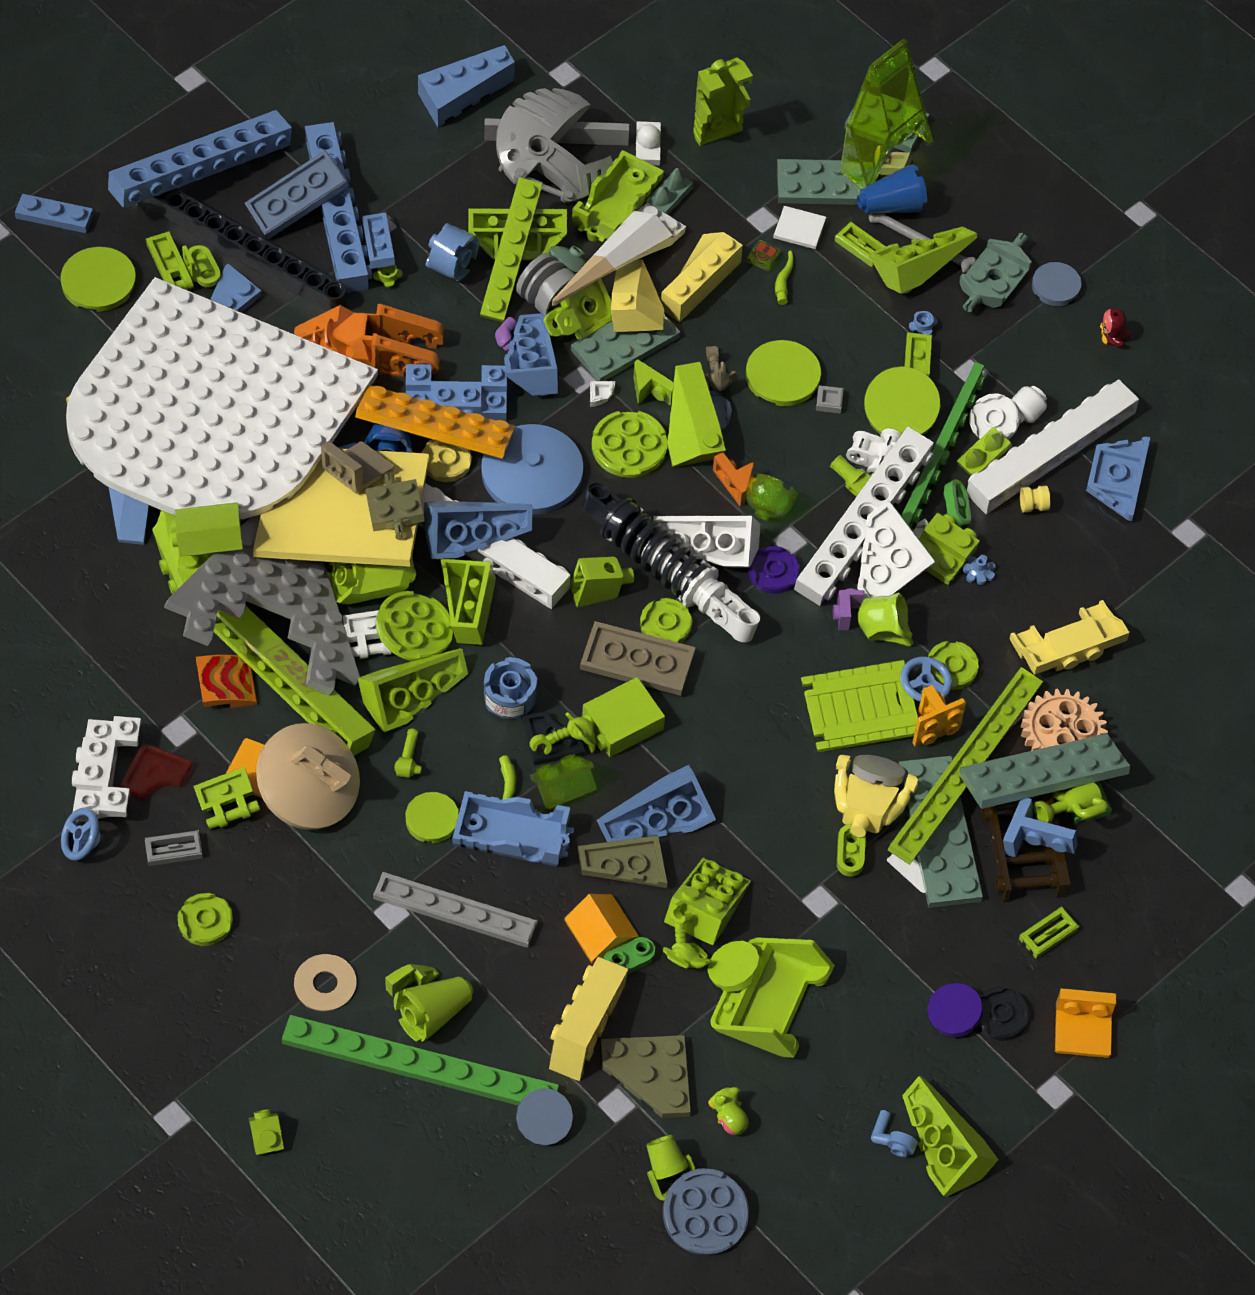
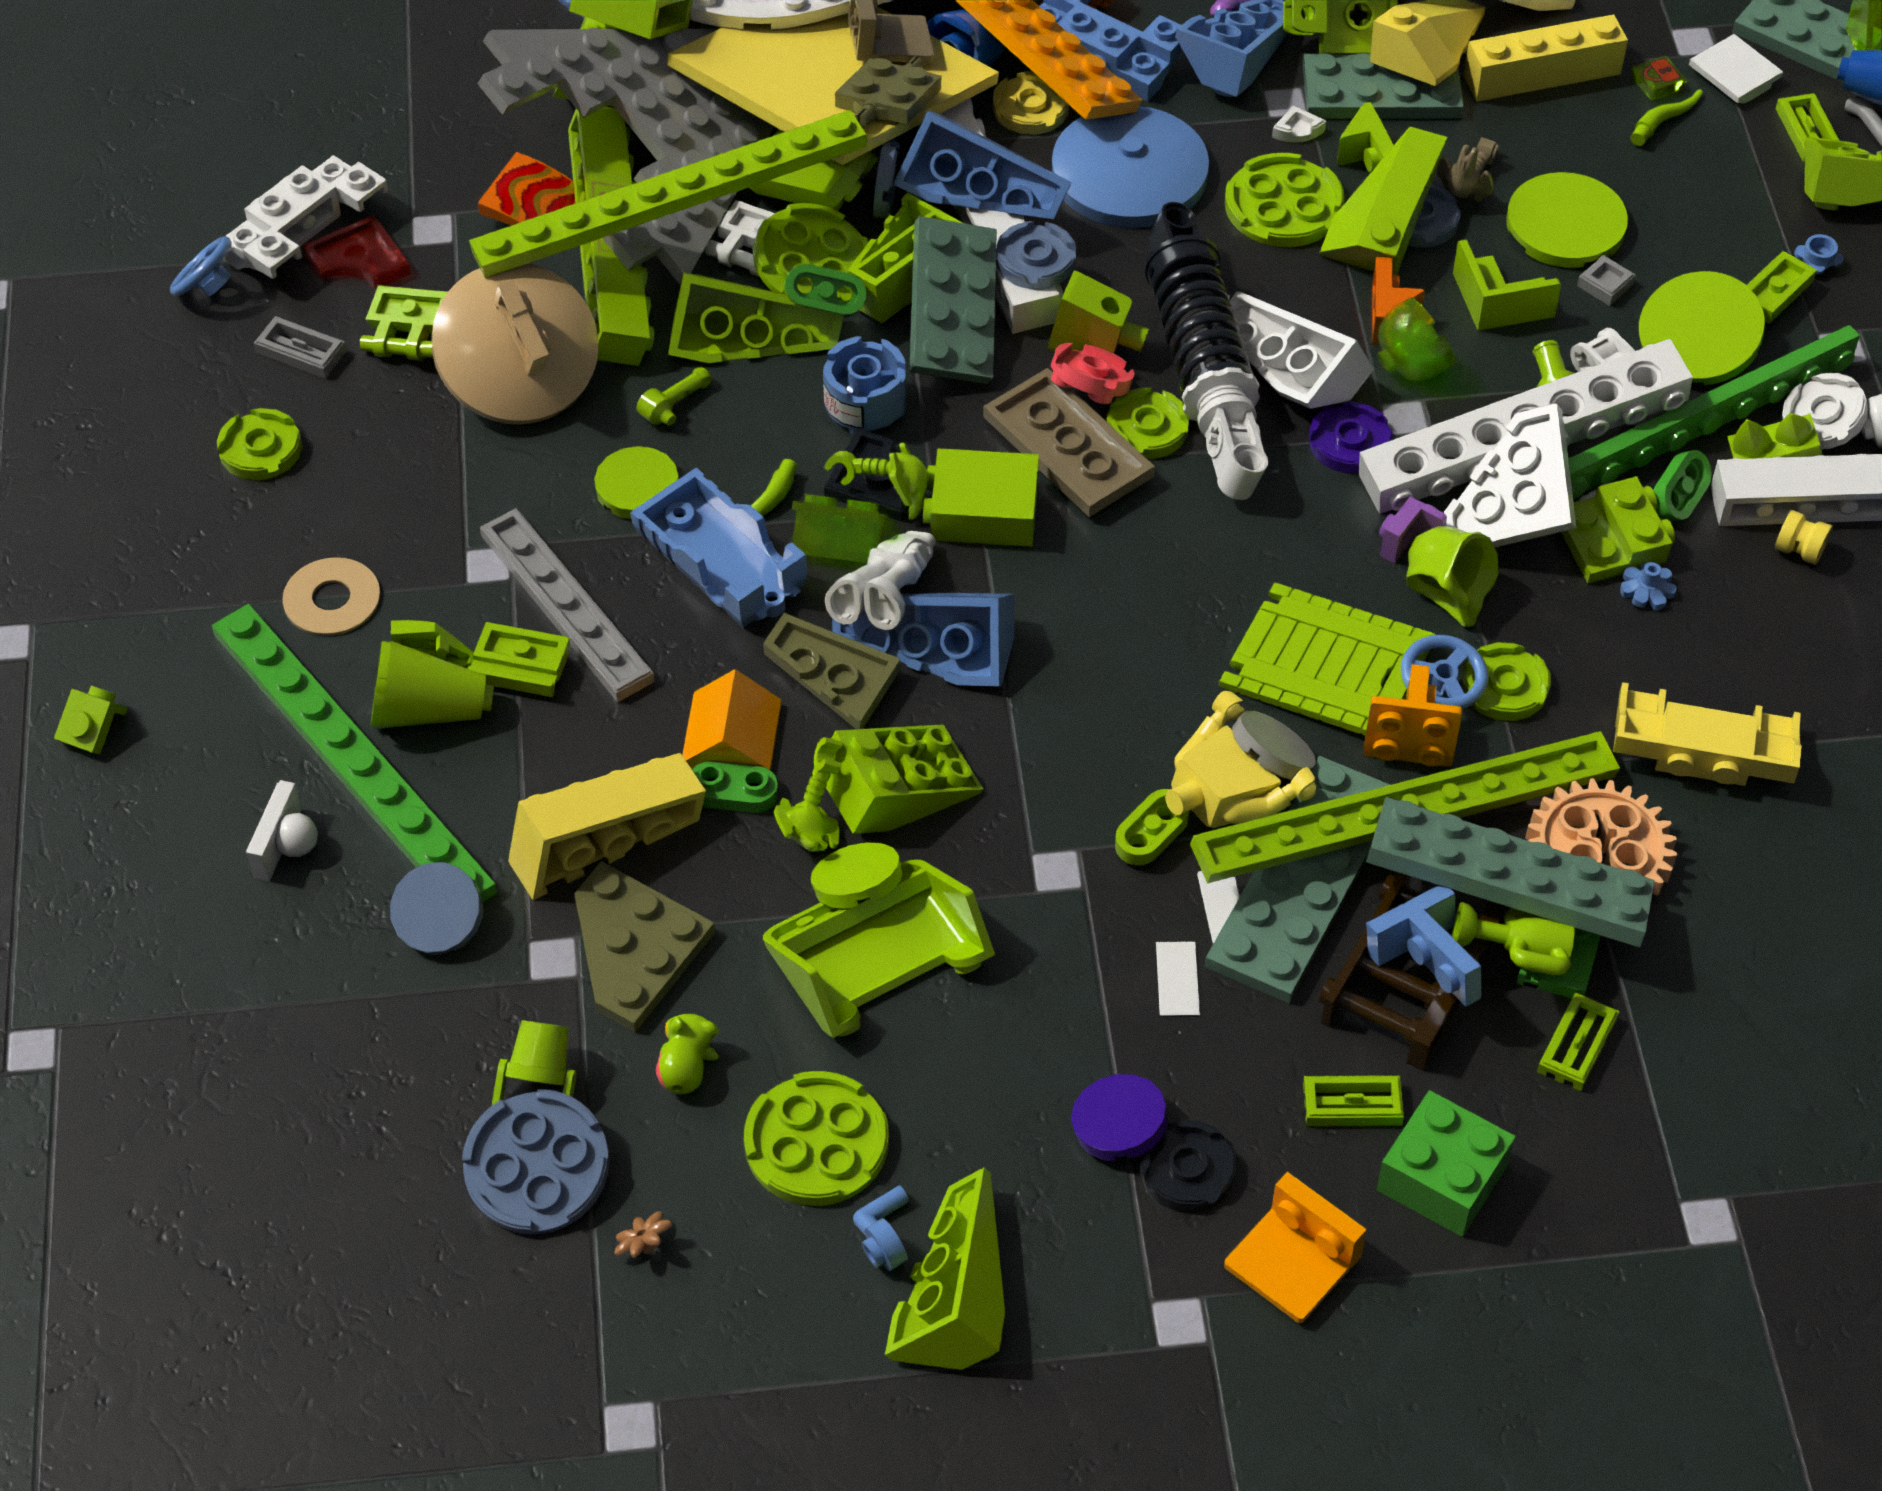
camera: 40 degrees right, 5 degrees down
(335, 641) = (667, 193): none -> lime plate
(423, 559) = (886, 176): none -> sand blue tile
(427, 1127) = (280, 832): none -> white tile
(448, 645) = (824, 289): none -> bright green plate
(462, 955) = (520, 658): none -> lime plate
(519, 610) = (953, 300): none -> sand green plate
(541, 558) = (1035, 255): none -> sand blue tile
(615, 782) = (878, 583): none -> white piece
(620, 610) = (1091, 371): none -> coral plate
(784, 445) = (1497, 303): none -> lime panel
(786, 1214) = (643, 1235): none -> medium nougat plant
(822, 1112) = (816, 1139): none -> lime tile
(921, 921) = (1177, 978): none -> white sticker
(1117, 937) = (1445, 1163): none -> bright green brick
(1128, 856) = (1564, 1070): none -> lime tile

